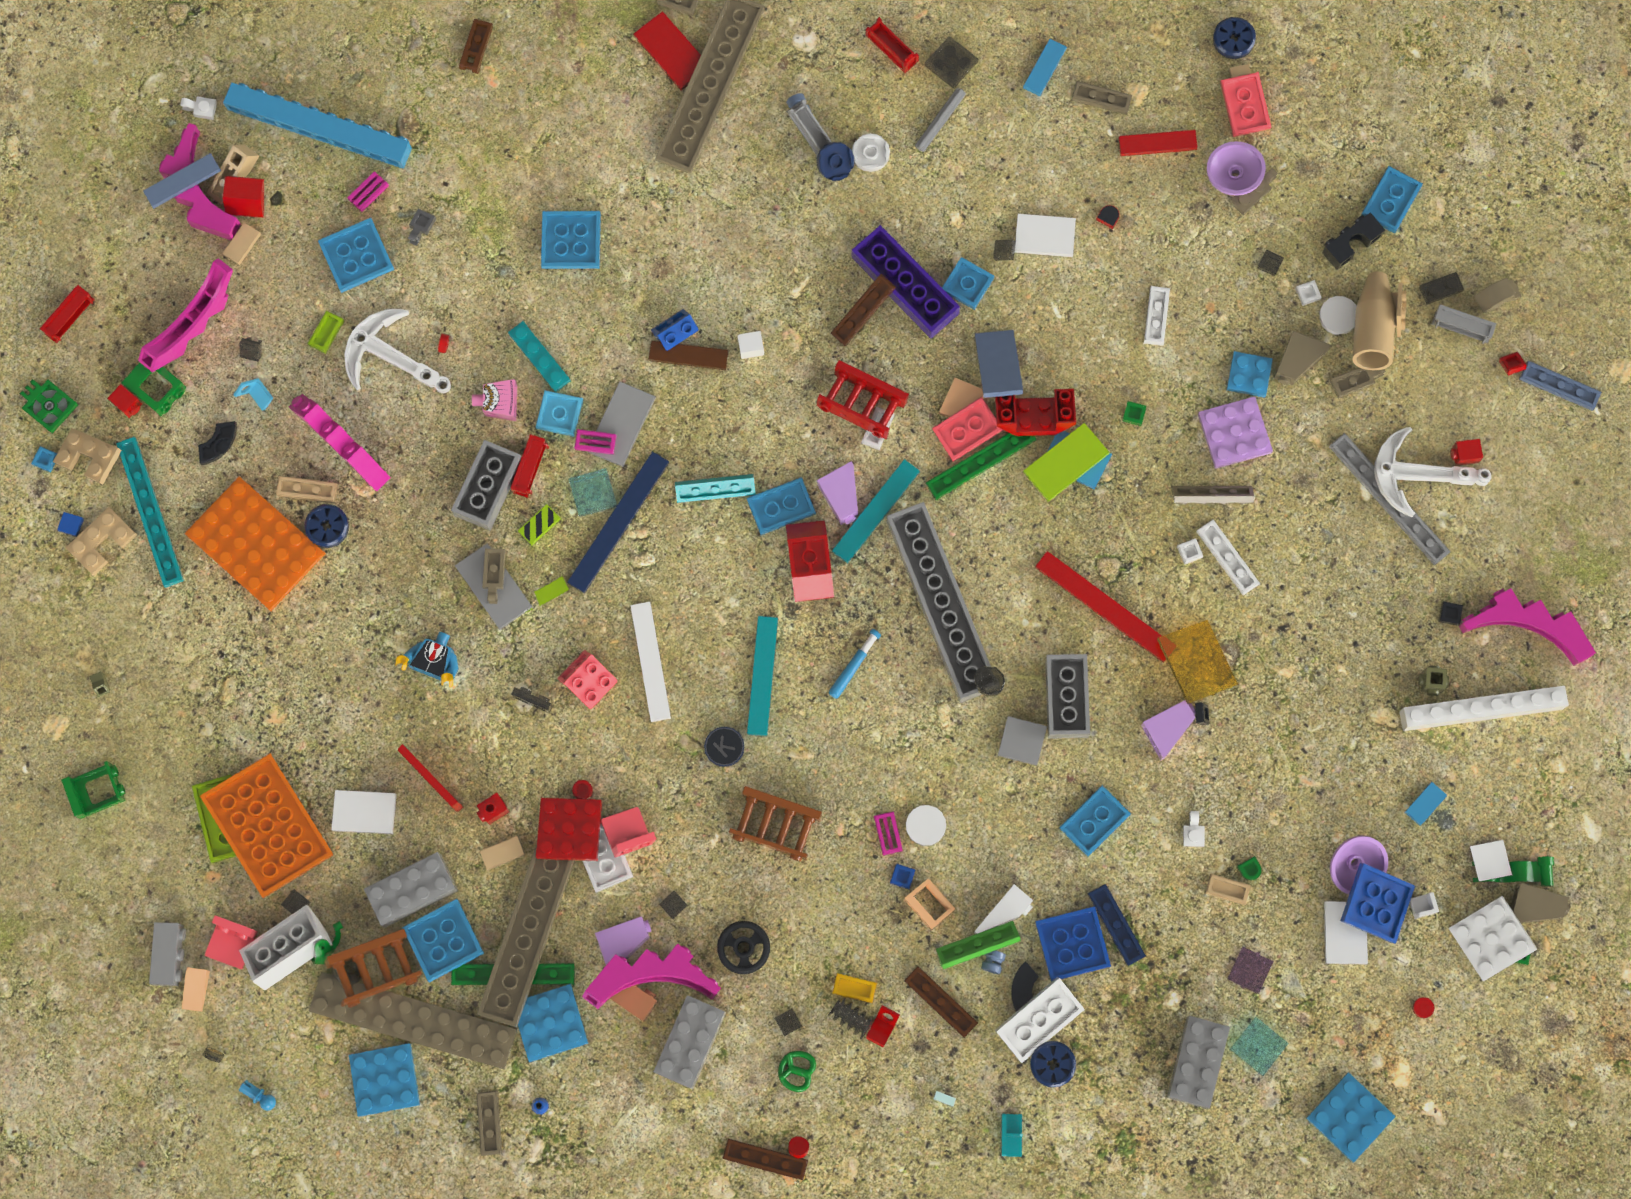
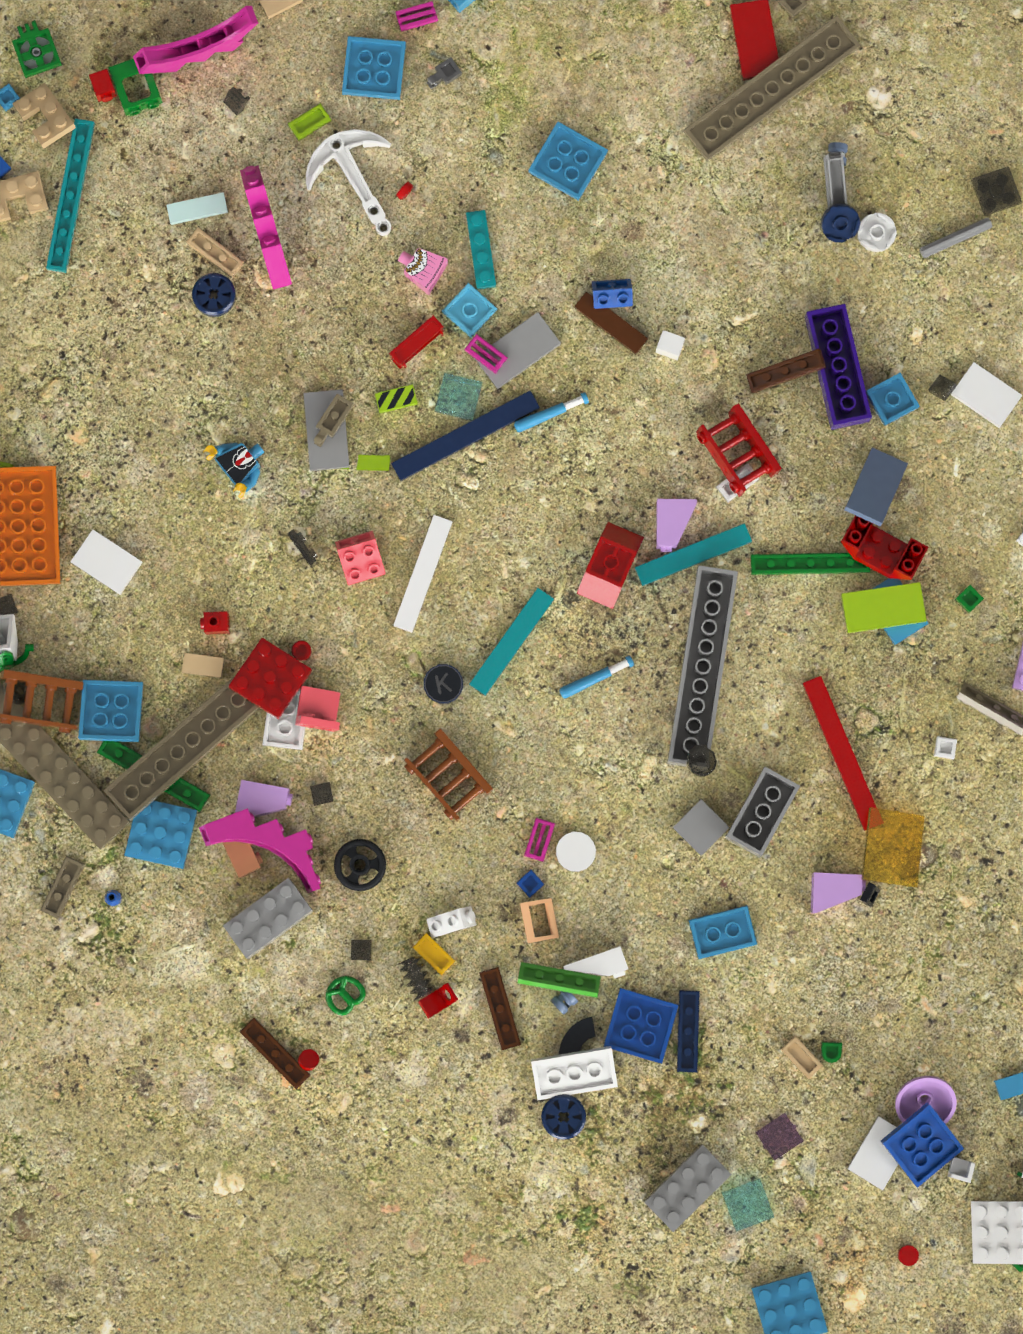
camera: 25 degrees right, 5 degrees up
(219, 443) = (162, 169): black tile -> none
(255, 543) = (144, 275): orange plate -> none
(257, 391) = (221, 142): medium azure bracket -> none
(269, 460) = (197, 208): none -> light aqua tile
(411, 889) = (108, 652): light grey brick -> none
(426, 774) = (177, 566): red tile -> none
(486, 485) = (370, 338): light grey brick -> none
(670, 474) = (544, 415): none -> dark azure piece
(715, 488) = (565, 454): plate -> none
(781, 506) = (614, 502): dark azure tile -> none
(853, 950) = (451, 921): none -> white bracket
(891, 46) = (952, 146): red container -> none
(943, 1098) = (454, 1091): light aqua tile -> none
(960, 396) = (825, 503): light nougat tile -> none
(967, 429) = (814, 528): coral tile -> none
(1011, 1135) = (493, 1155): teal panel -> none
(1193, 834) = (801, 993): white plate -> none
(1228, 557) = (975, 772): white tile -> none

